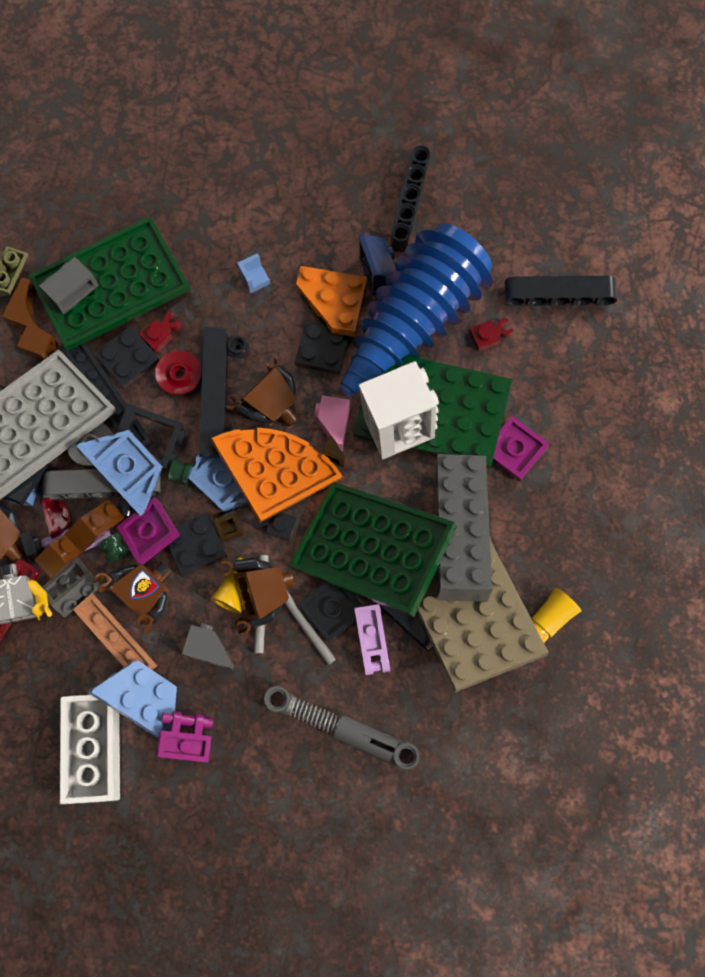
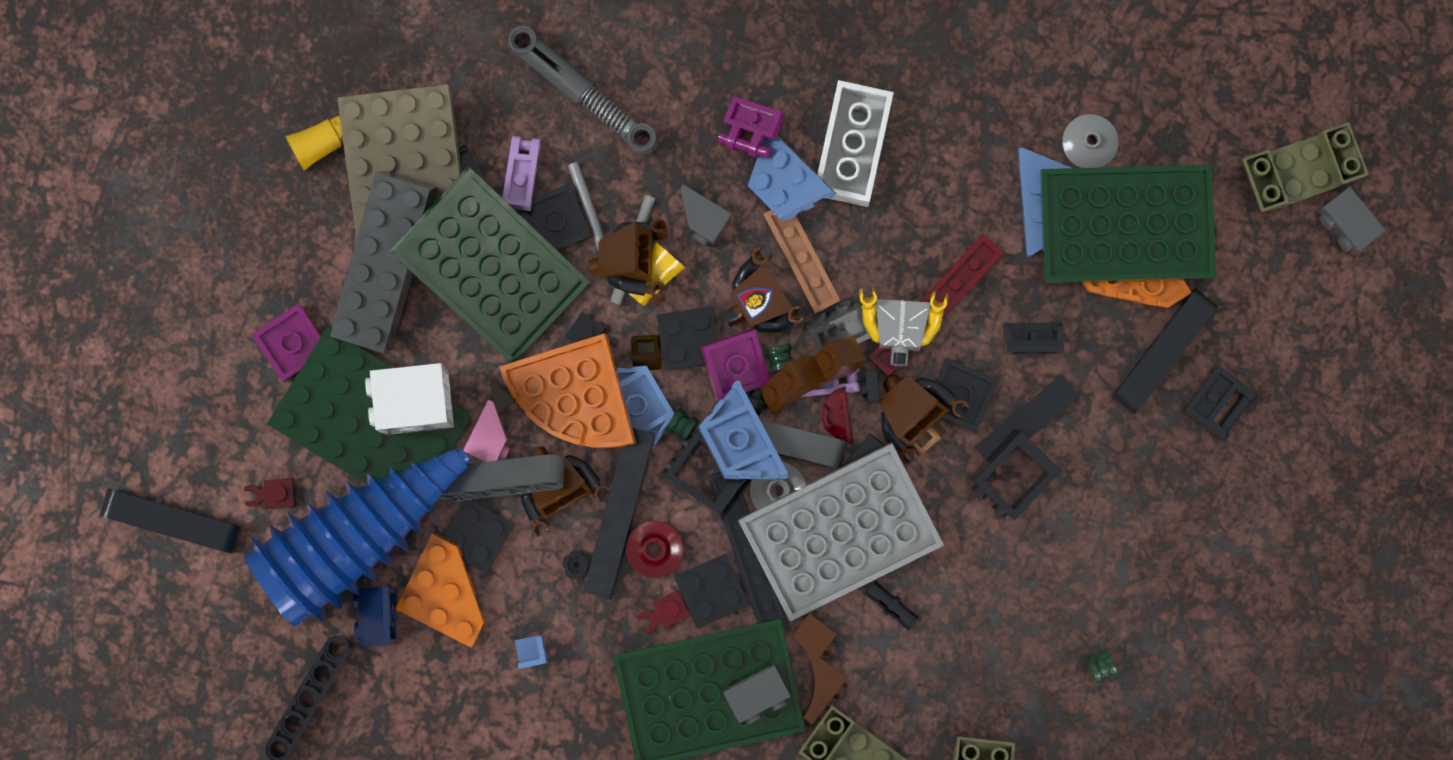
camera: 165 degrees left, 10 degrees up
(302, 387) = (507, 478): none -> dark grey beam

